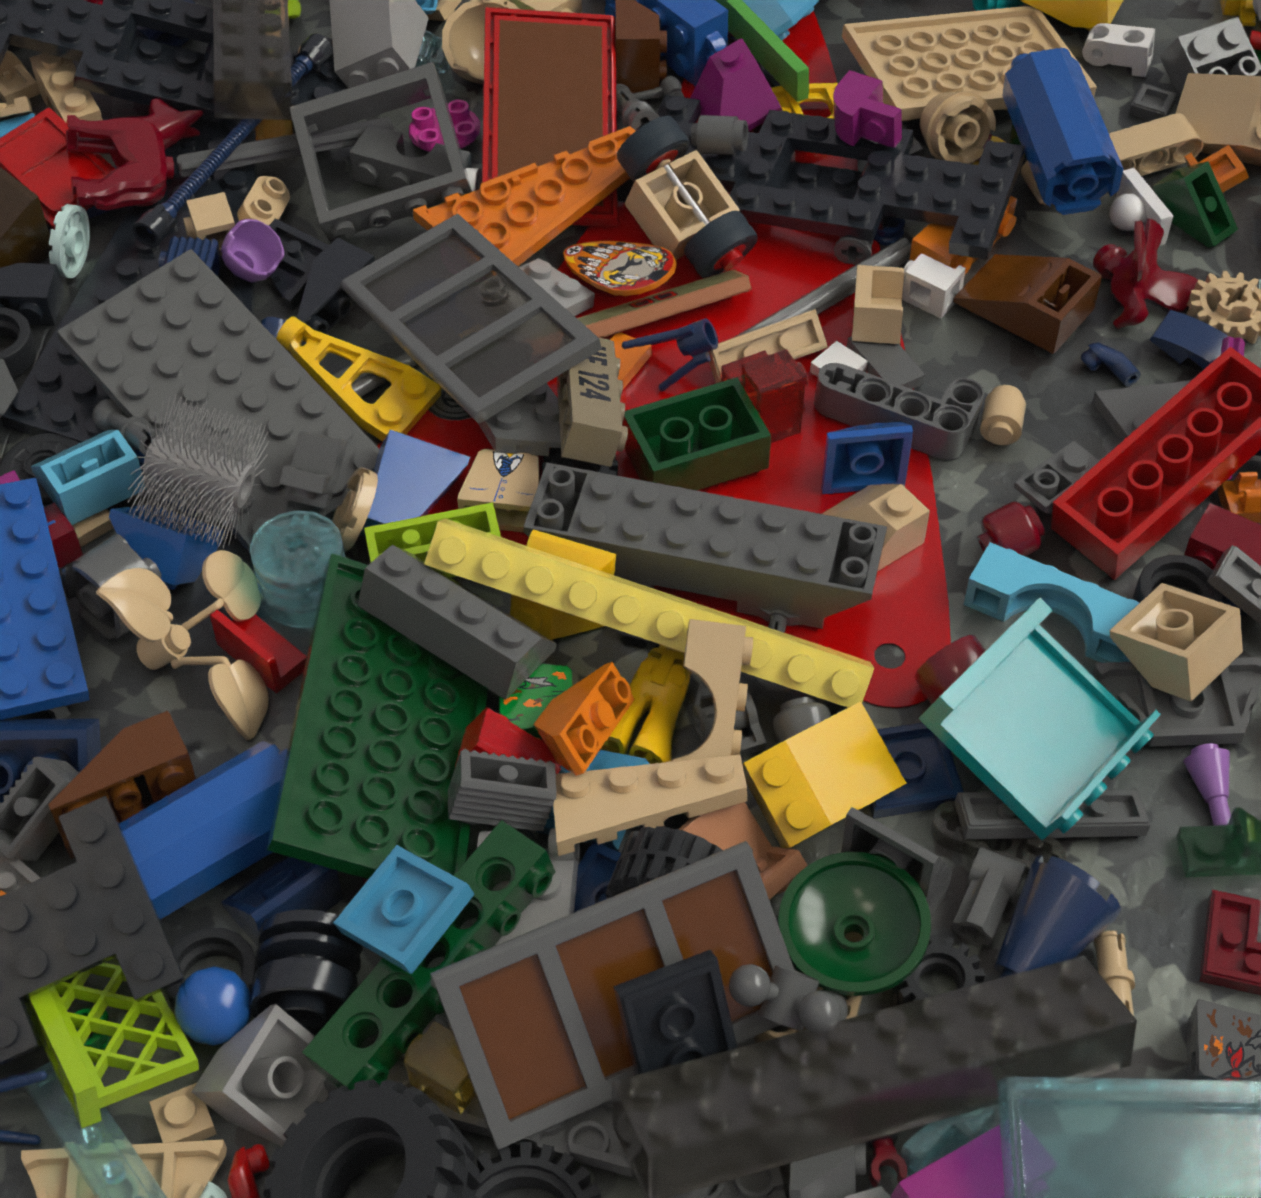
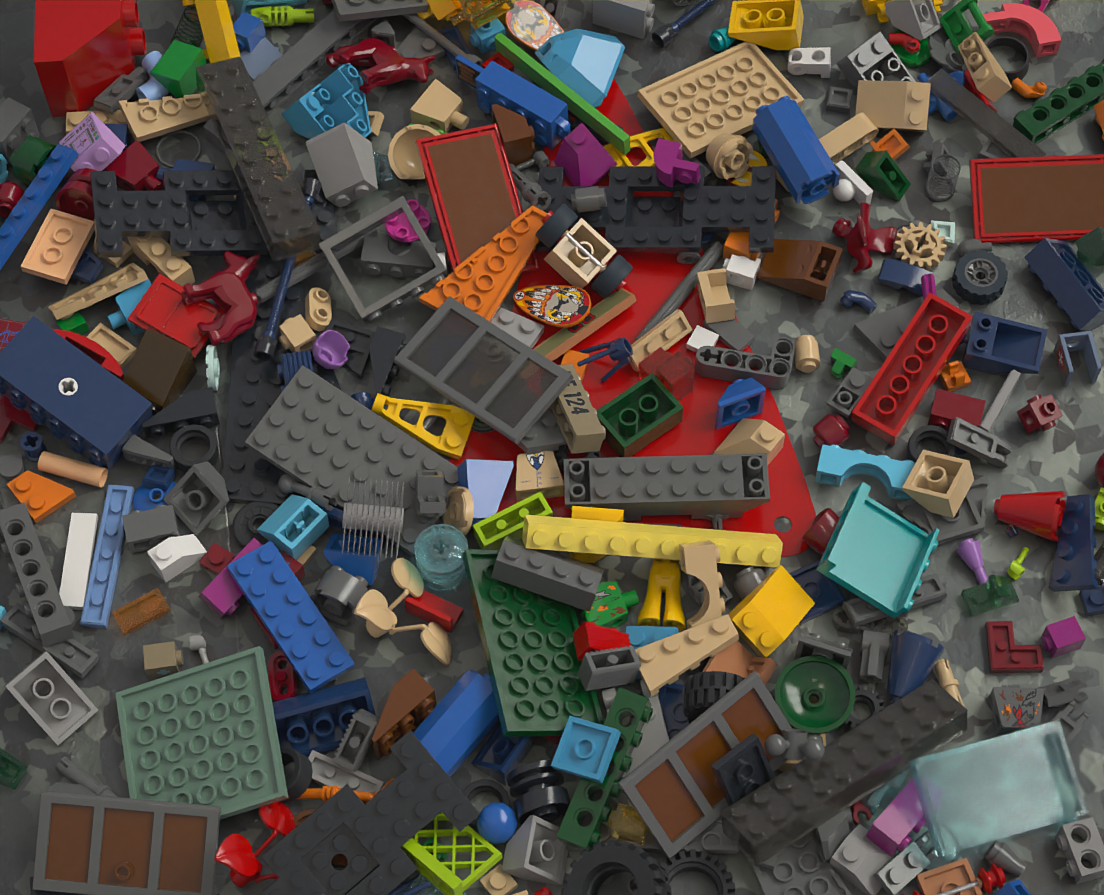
camera: 15 degrees left, 10 degrees up
(584, 717) = (636, 613): orange slope -> none
(1056, 435) = (842, 363): none -> green tile

